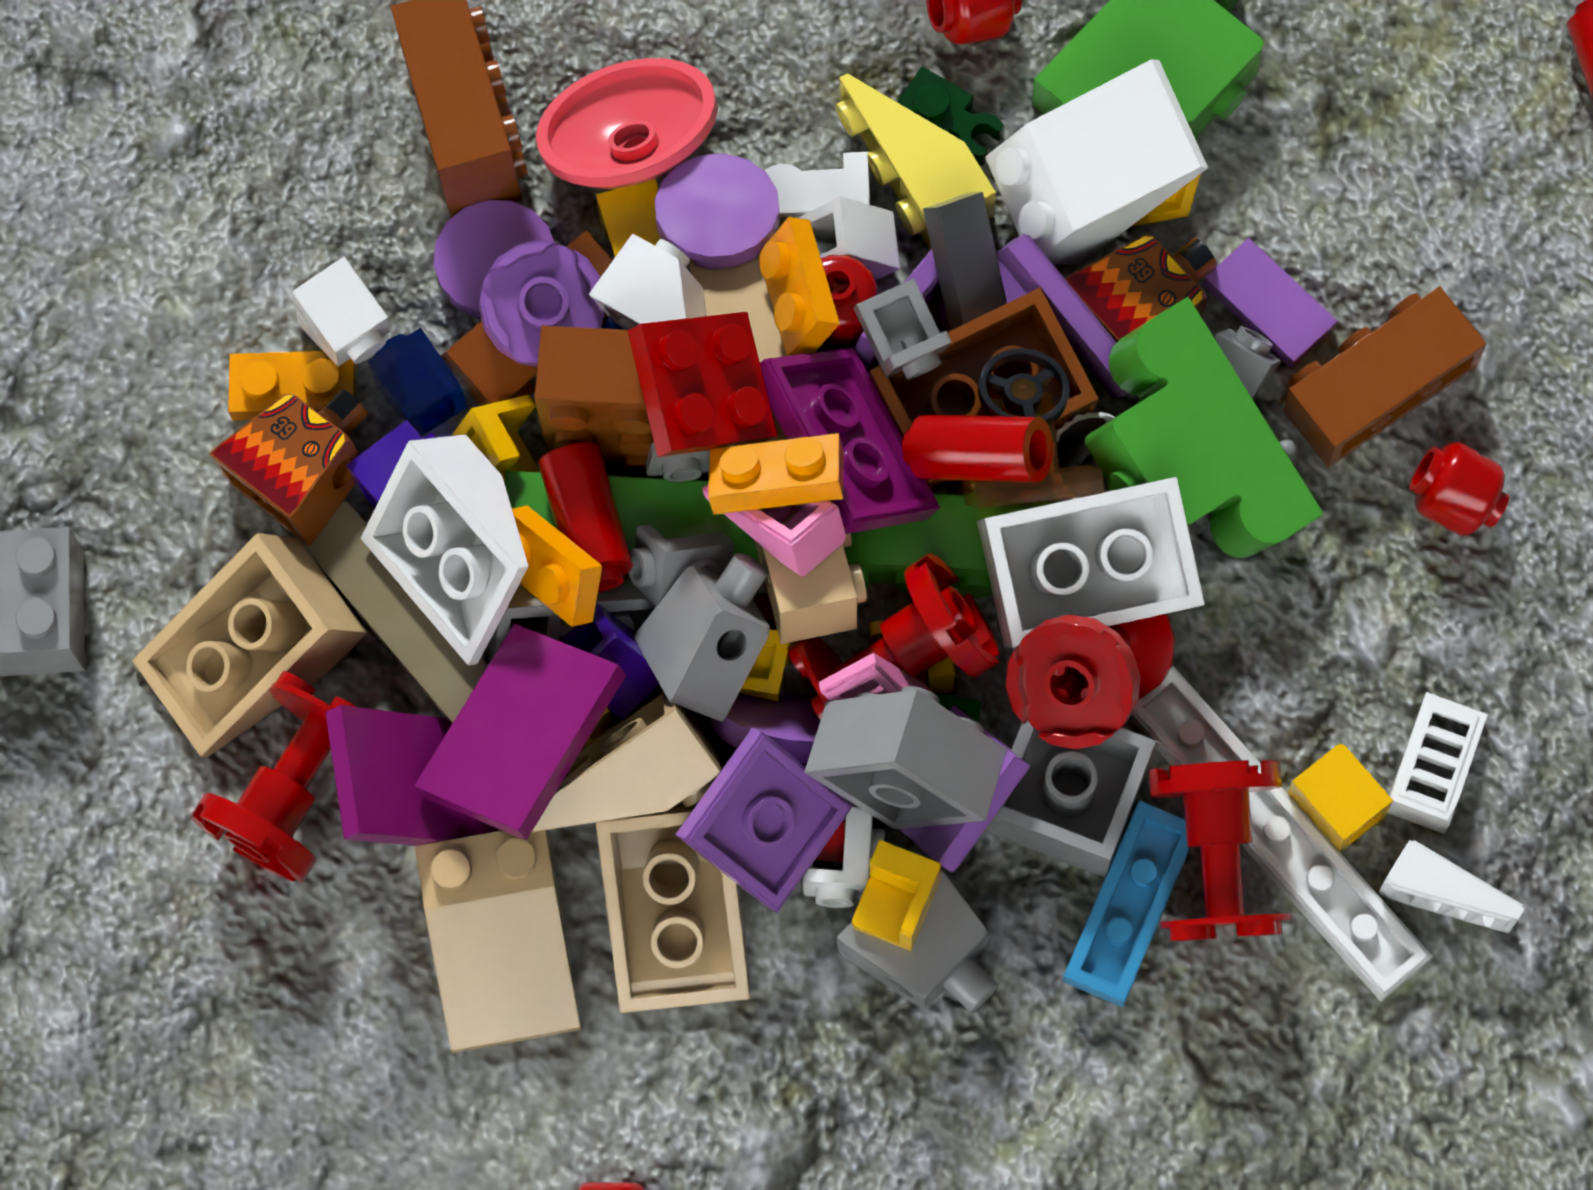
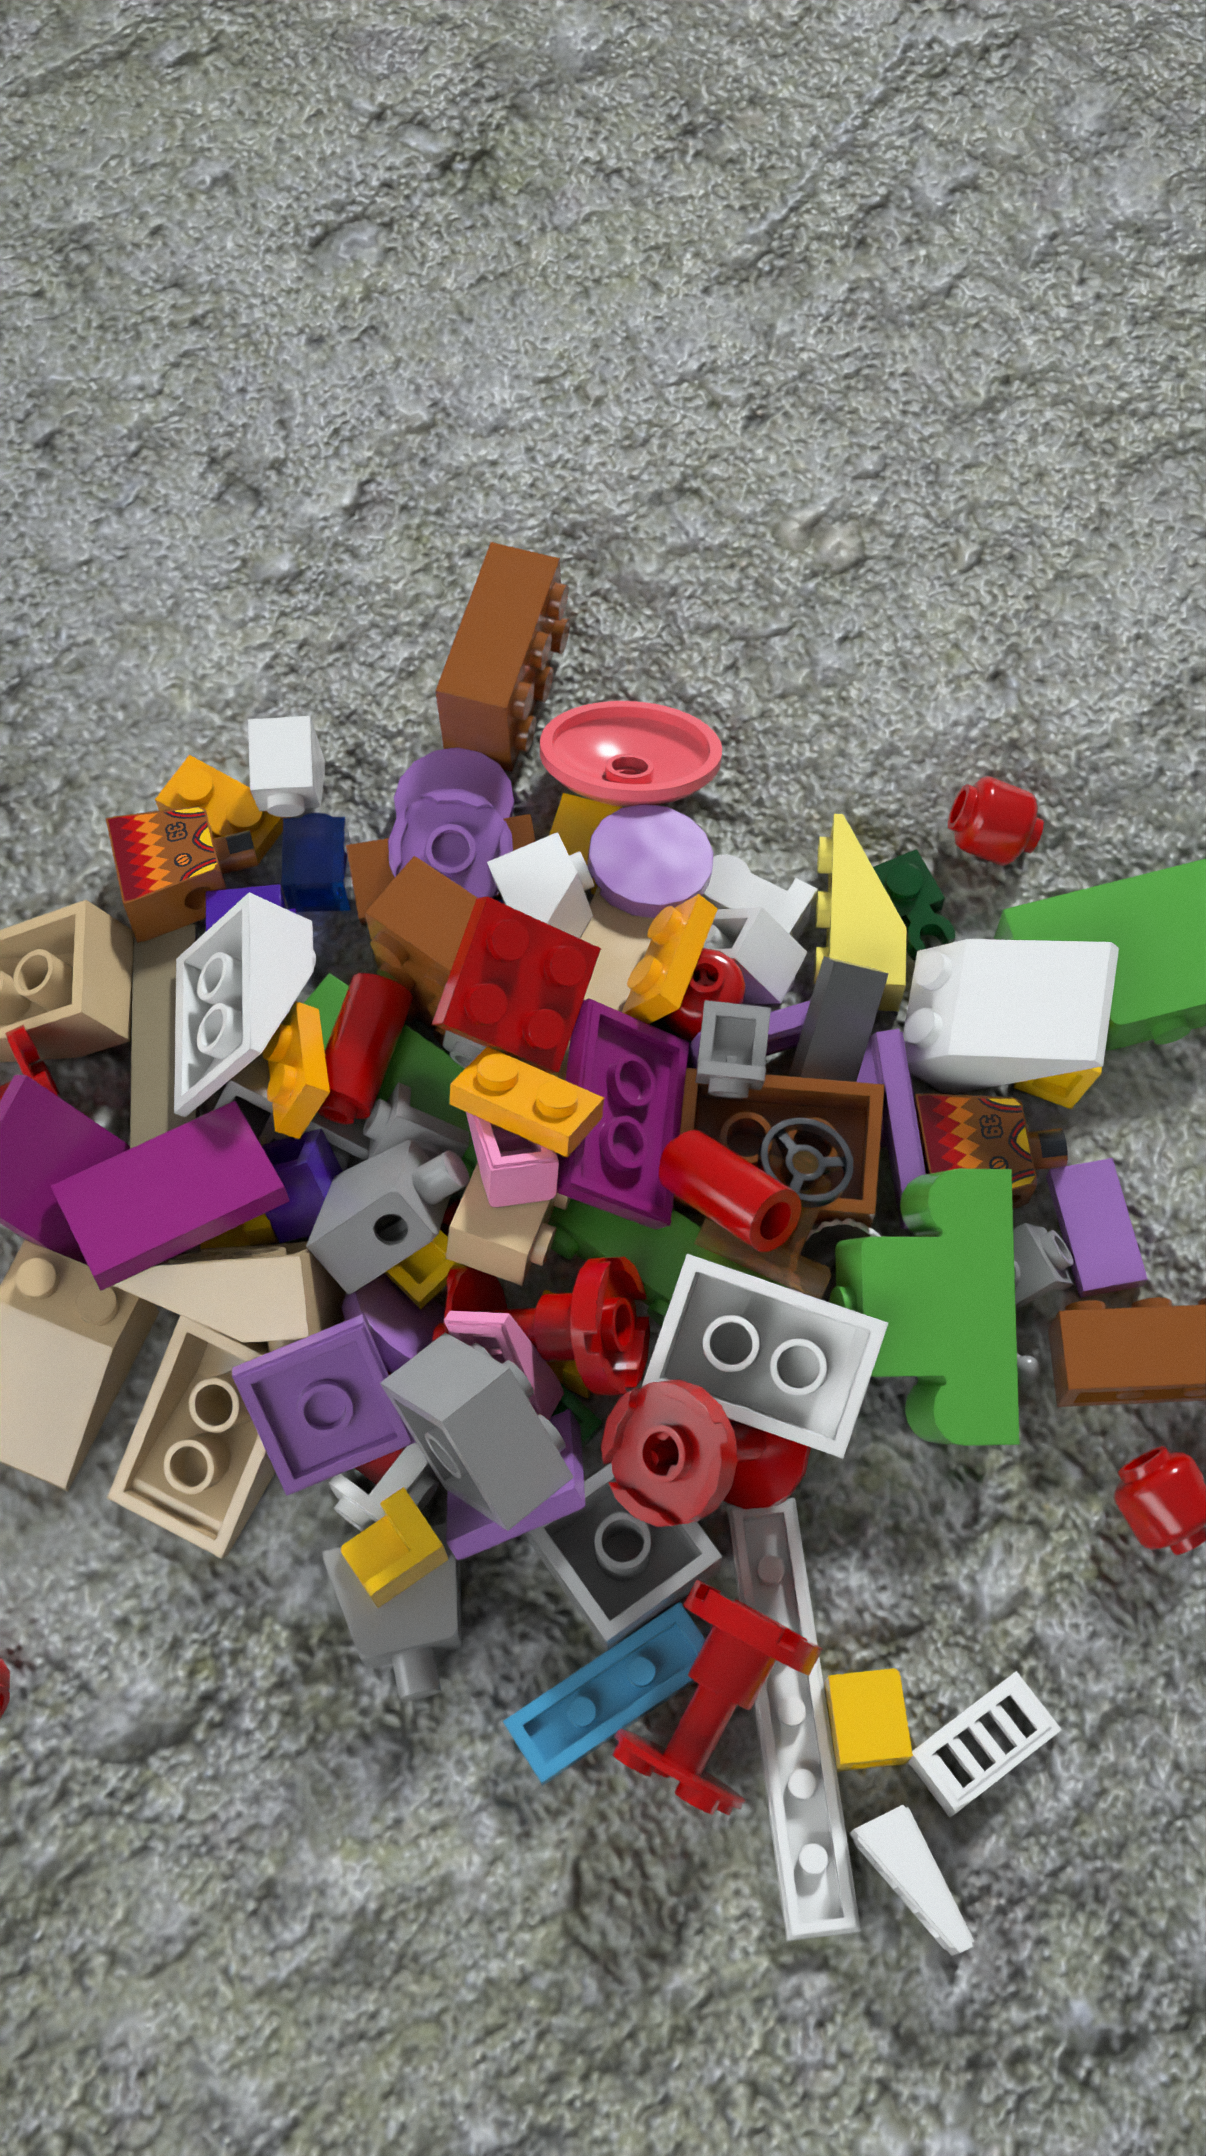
camera: 30 degrees right, 5 degrees down
(496, 433) = (340, 944): yellow panel -> none

